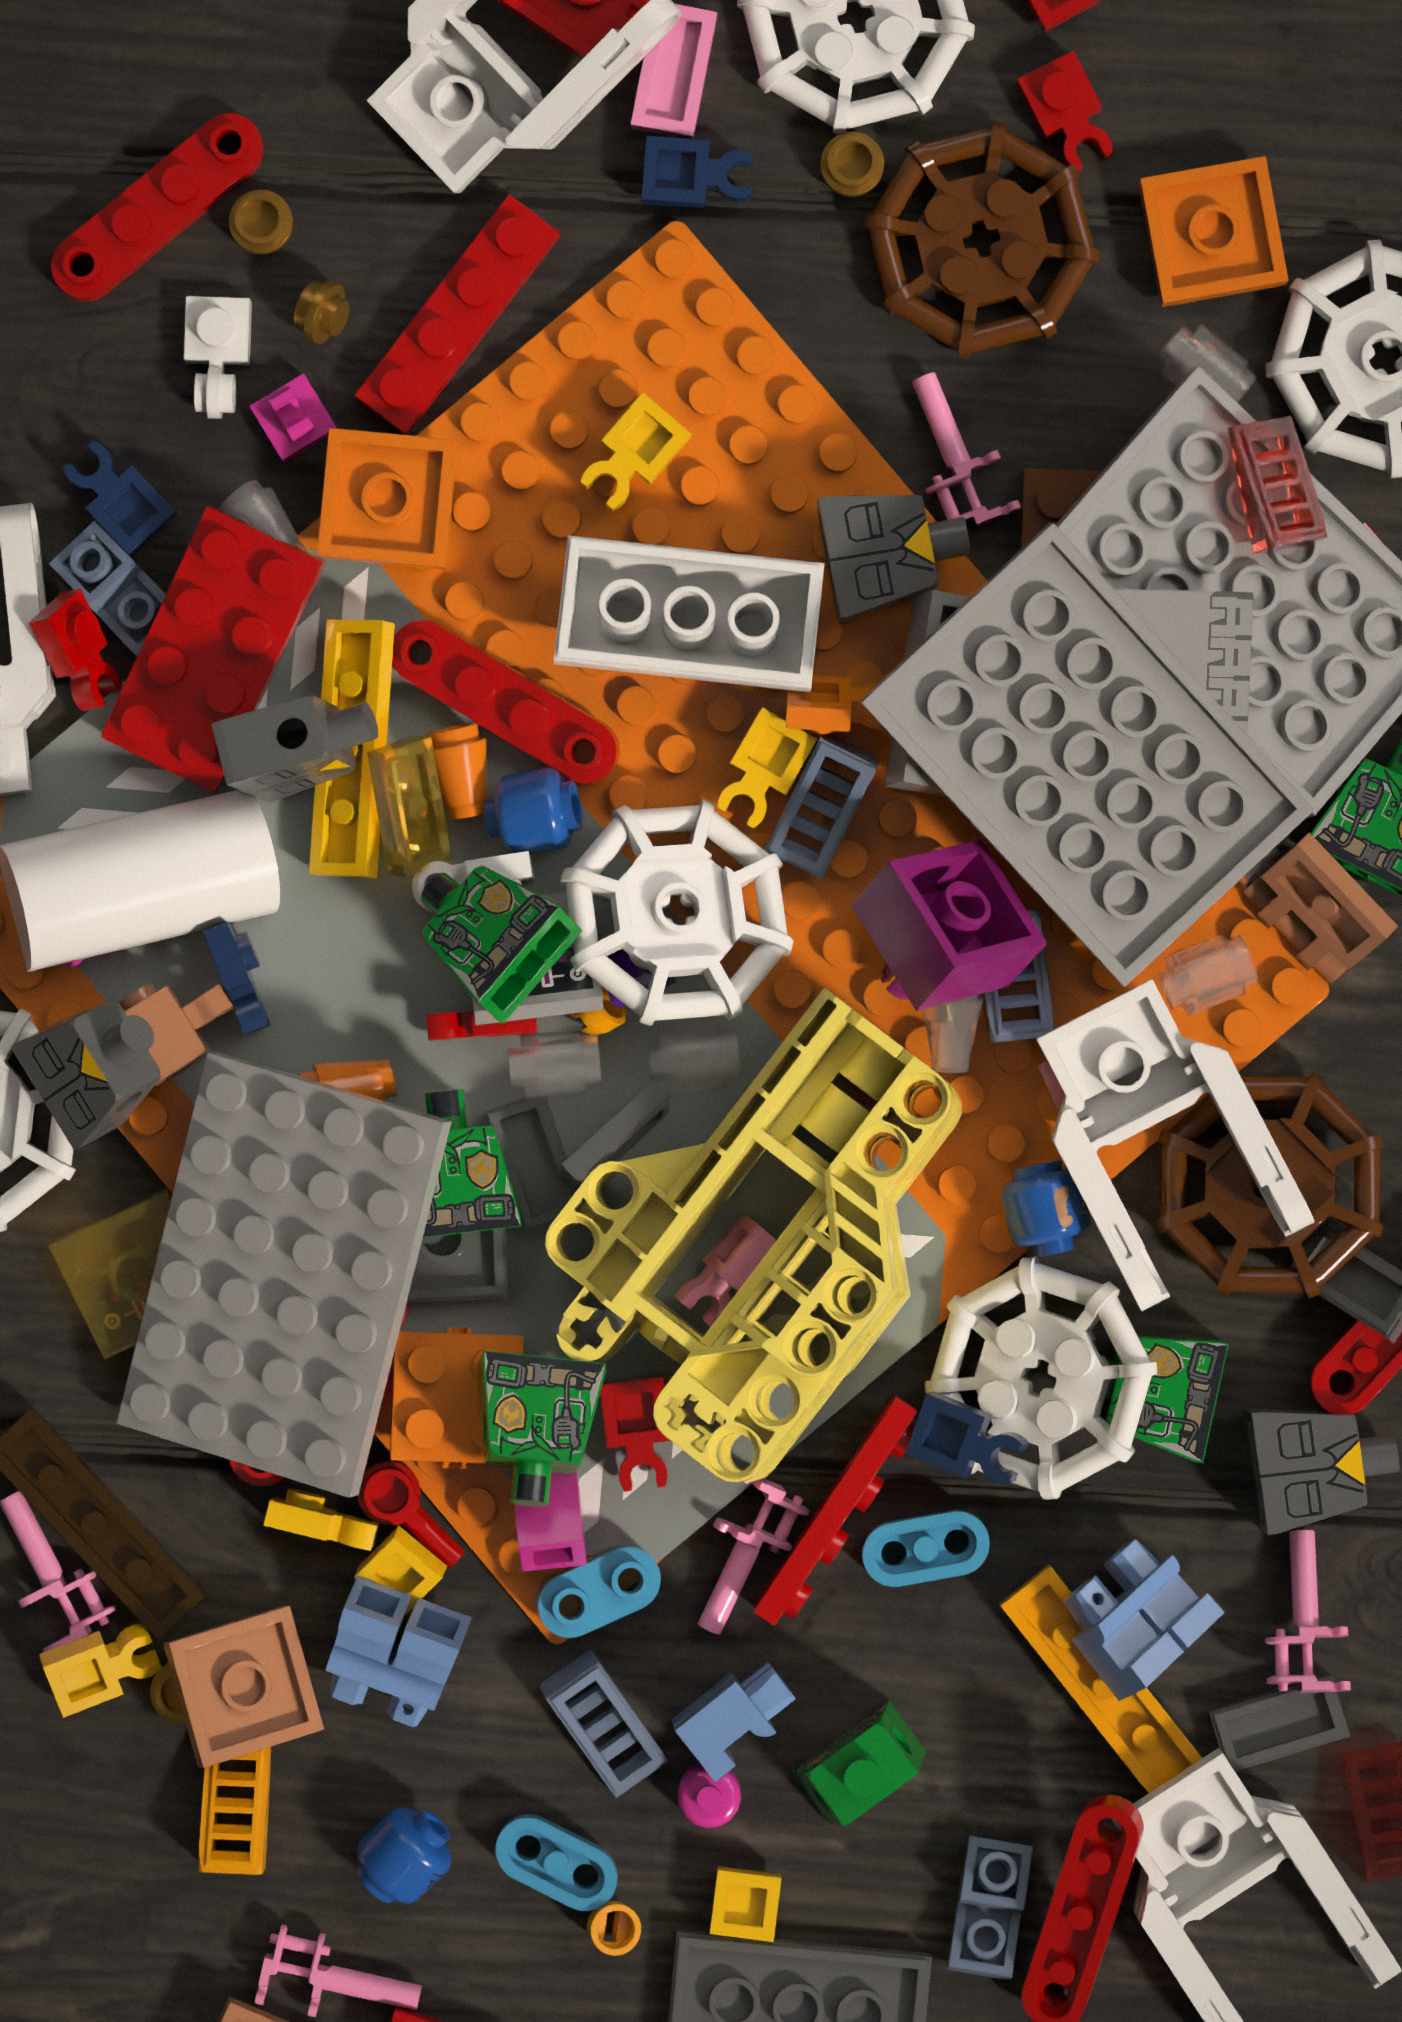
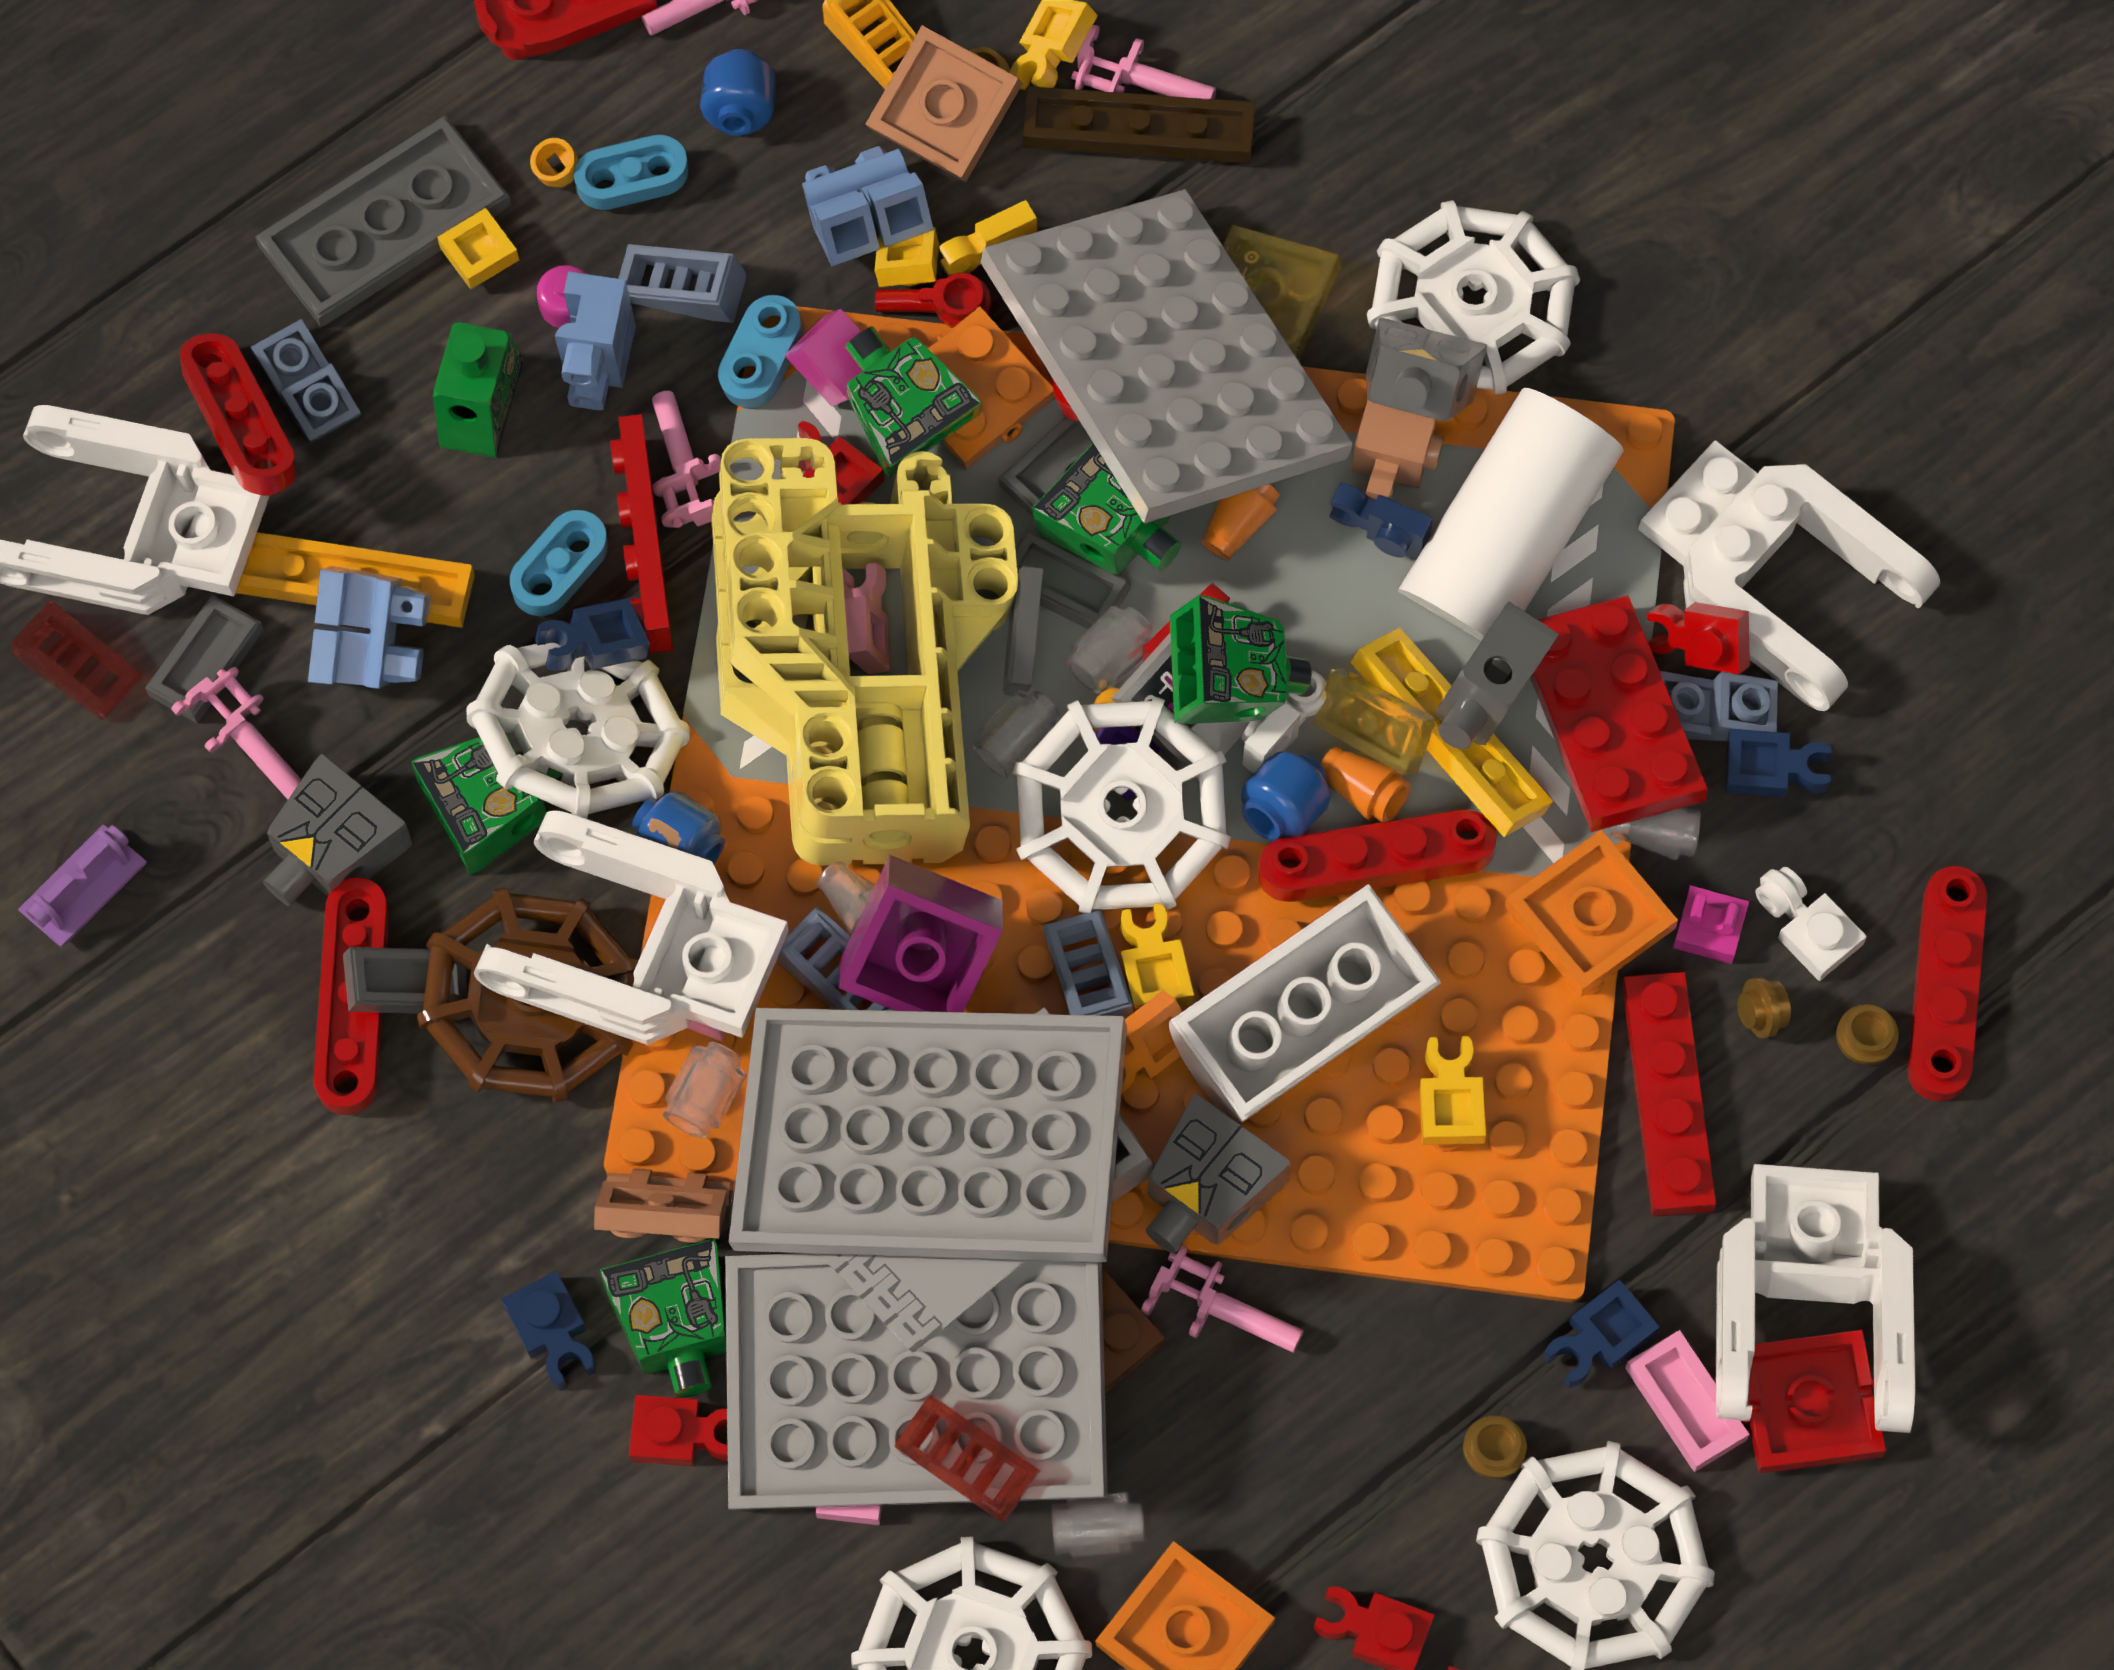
camera: 140 degrees right, 20 degrees down
(999, 207) = (1358, 1512): reddish brown plate -> none

